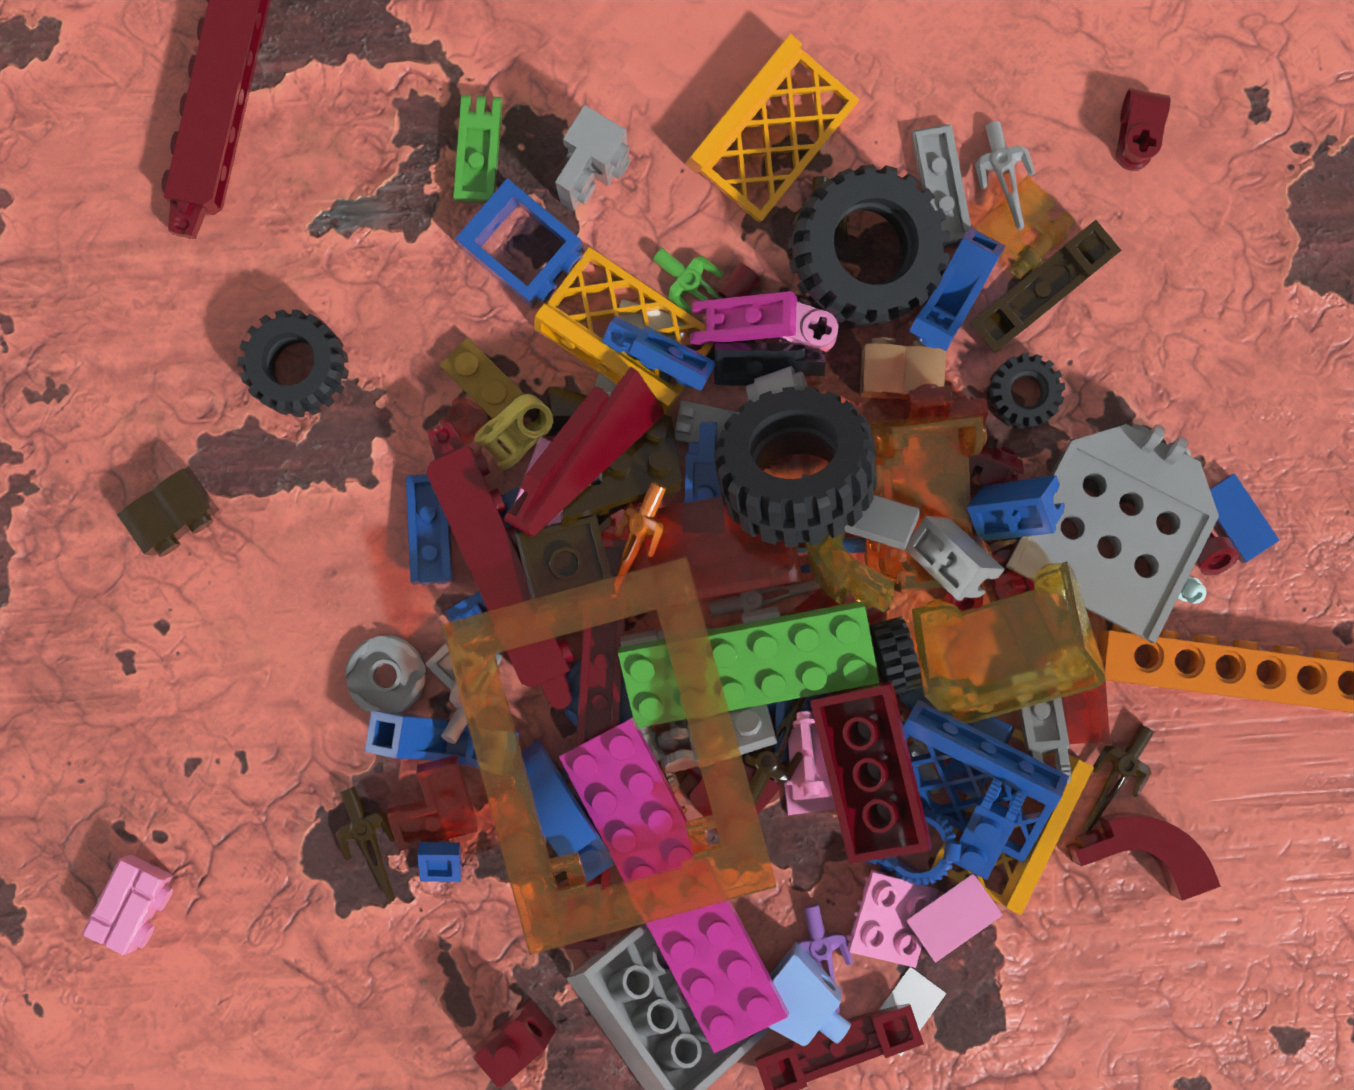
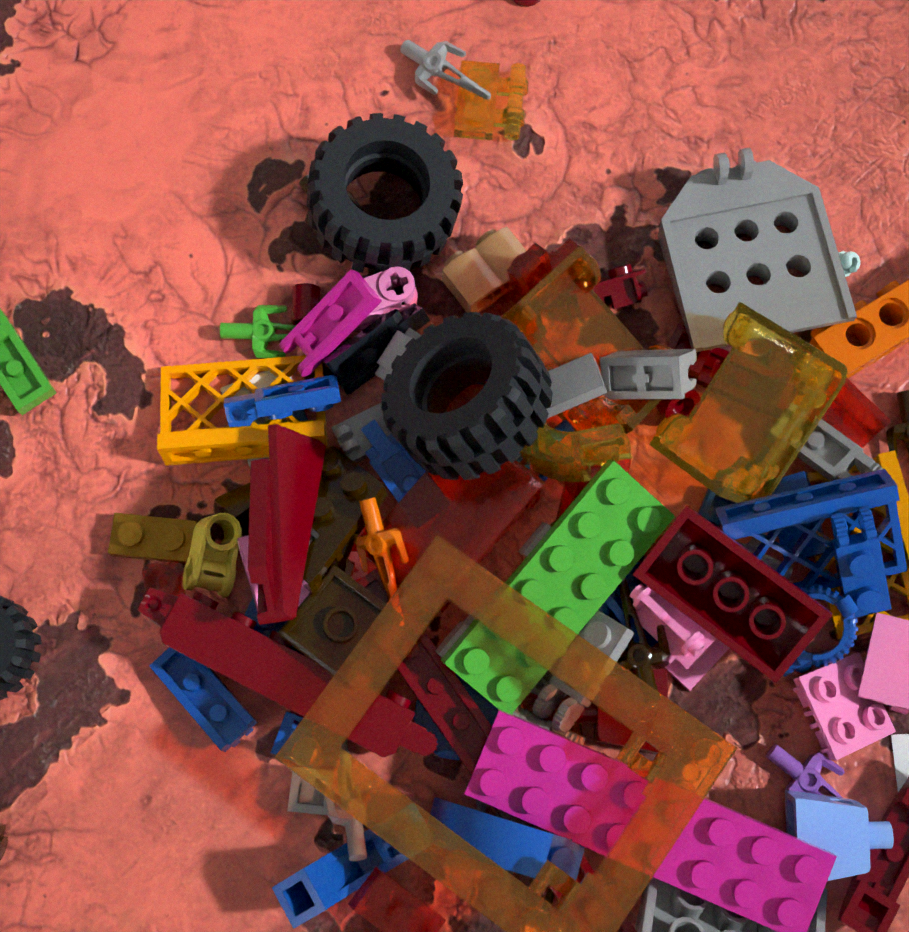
camera: 40 degrees left, 10 degrees down
(362, 674) = (235, 844): light grey tile -> none
(492, 216) = (60, 406): blue window -> none
(595, 151) = (109, 289): light grey brick -> none
(747, 106) = (204, 167): light orange fence -> none
(754, 600) = (517, 537): light grey piece -> none
(896, 654) = (670, 483): black tyre -> none
(941, 173) = (380, 95): light grey tile -> none
(958, 290) = (481, 187): blue arch -> none
(1016, 508) = (664, 301): blue hinge -> none
(1045, 286) = (543, 127): dark brown slope -> none
(1045, 377) = (600, 194): black tyre -> none
(1217, 555) = (843, 221): dark red tile -> none
(1241, 519) = (839, 186): blue tile -> none

